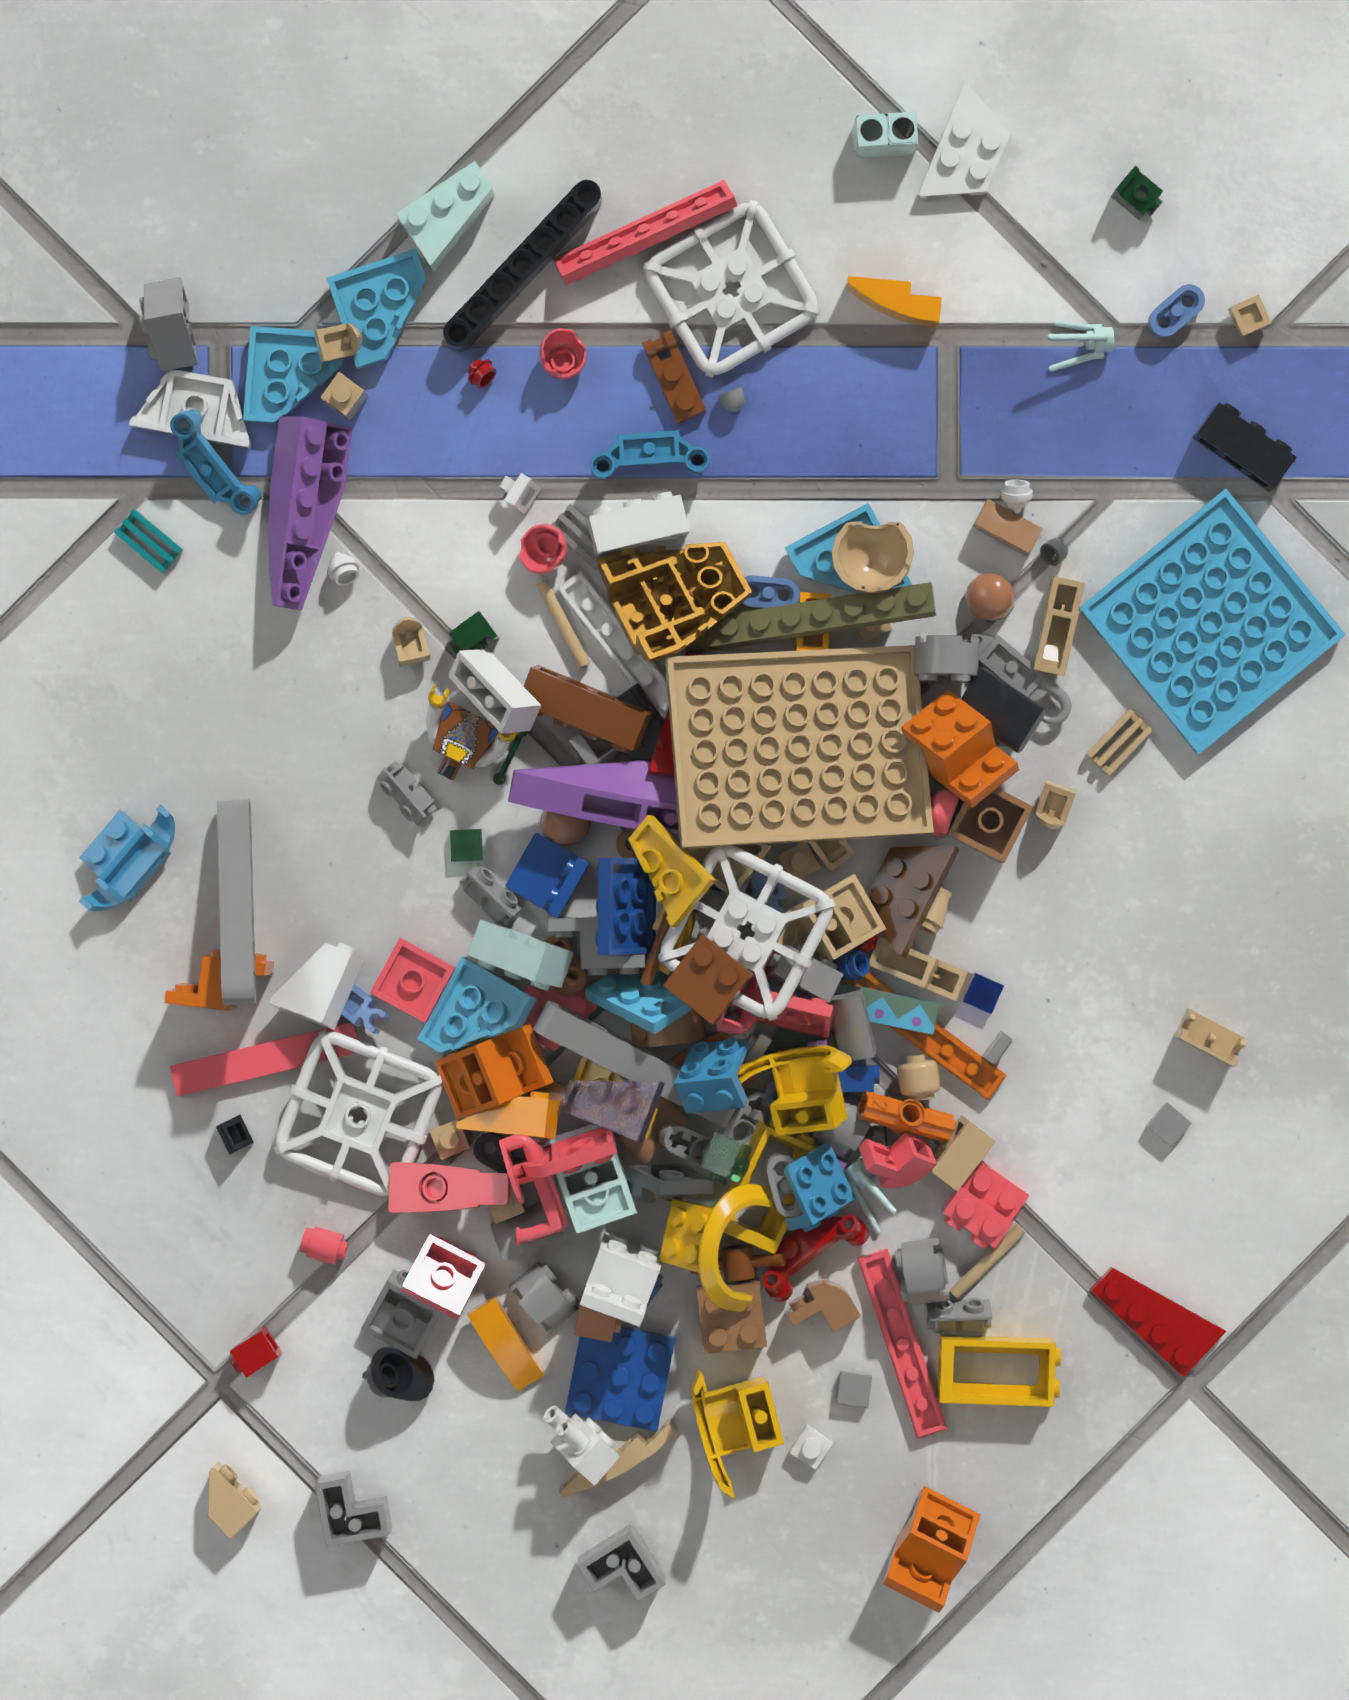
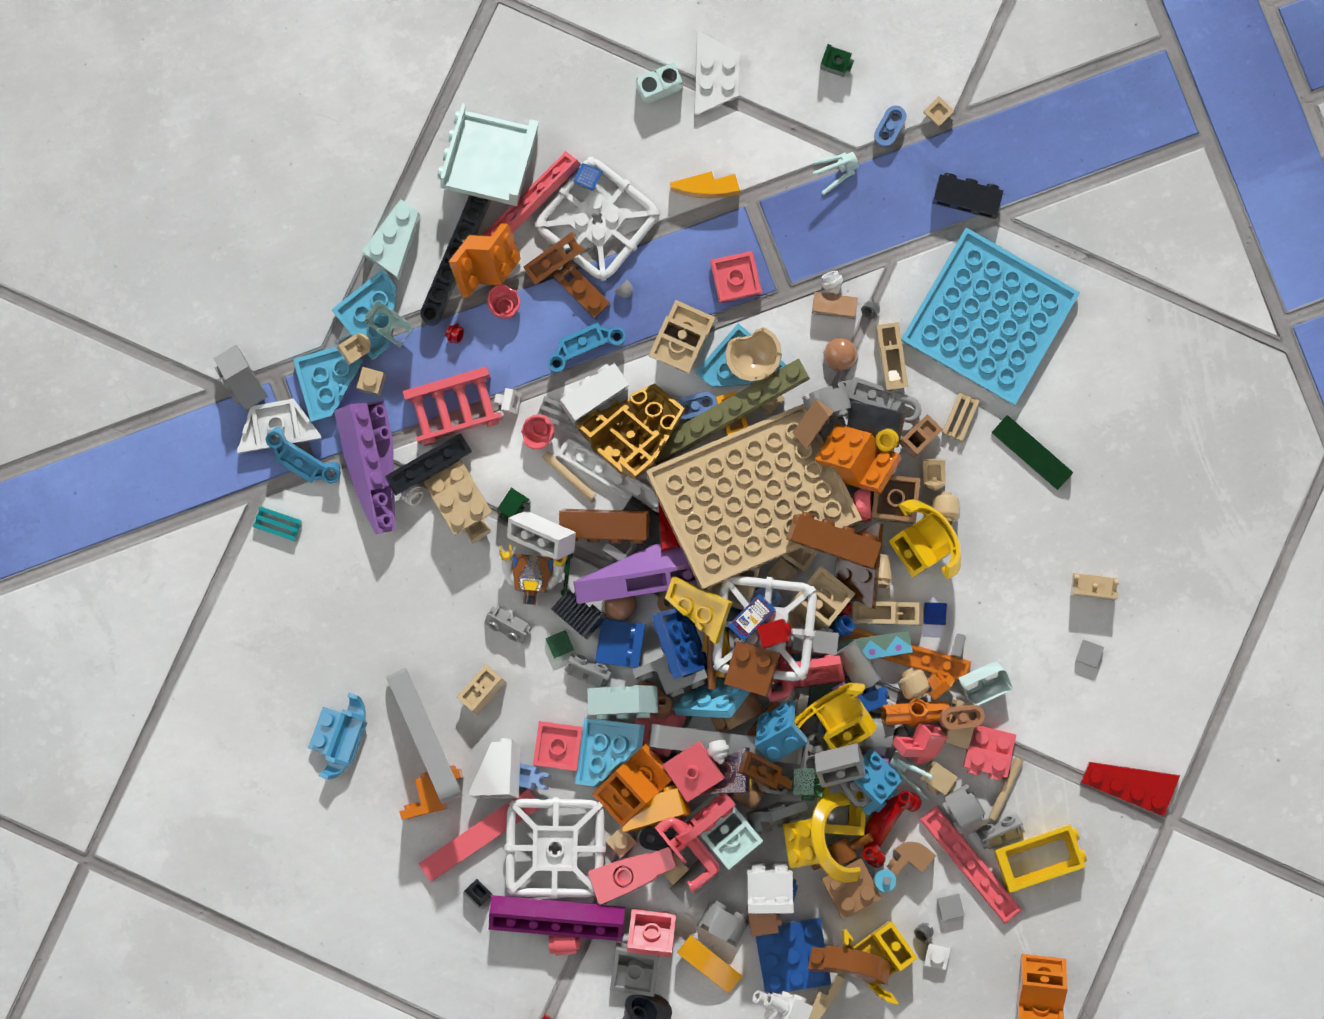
camera: 20 degrees left, 5 degrees down
(325, 1208) = (556, 918): none -> magenta brick
(338, 867) = (481, 689): none -> tan hinge
(379, 537) = (428, 464): none -> black plate
(387, 299) = (376, 308): none -> light aqua piece
(402, 598) = (458, 498): none -> tan bracket
(459, 444) = (457, 383): none -> coral fence
(506, 820) = (578, 616): none -> black brick
(557, 288) = (485, 260): none -> orange bracket
(578, 1085) = (693, 771): none -> coral plate
(614, 147) = (487, 157): none -> light aqua panel
(626, 1075) = (718, 750): none -> white plate
(651, 321) = (553, 258): none -> dark orange plate
(671, 1123) = (763, 772): none -> reddish brown hinge
(691, 1416) = (851, 962): none -> dark orange arch
(734, 911) = (753, 615): none -> tile
(740, 226) = (587, 177): none -> slope
(757, 944) = (775, 633): none -> red brick
(777, 1152) = (839, 765): none -> light grey brick
(779, 1324) = (884, 880): none -> medium azure piece
(785, 493) = (682, 337): none -> tan bracket
(805, 1409) = (924, 932): none -> dark grey hinge
(883, 848) = (833, 540): none -> dark orange brick
(889, 439) = (736, 277): none -> coral plate
(907, 1220) = (942, 781): none -> tan brick
(916, 677) = (812, 423): none -> medium nougat slope
(953, 1090) = (939, 684): none -> orange tile
(964, 1147) = (961, 717): none -> nougat plate
(1008, 738) = (887, 440): none -> yellow tile
(1009, 895) = (927, 541): none -> yellow piece
(1022, 1122) = (992, 688): none -> light aqua piece
(1051, 858) = (947, 505): none -> tan head
(1055, 748) = (920, 436): none -> medium nougat brick
(1196, 826) = (1032, 452): none -> dark green slope

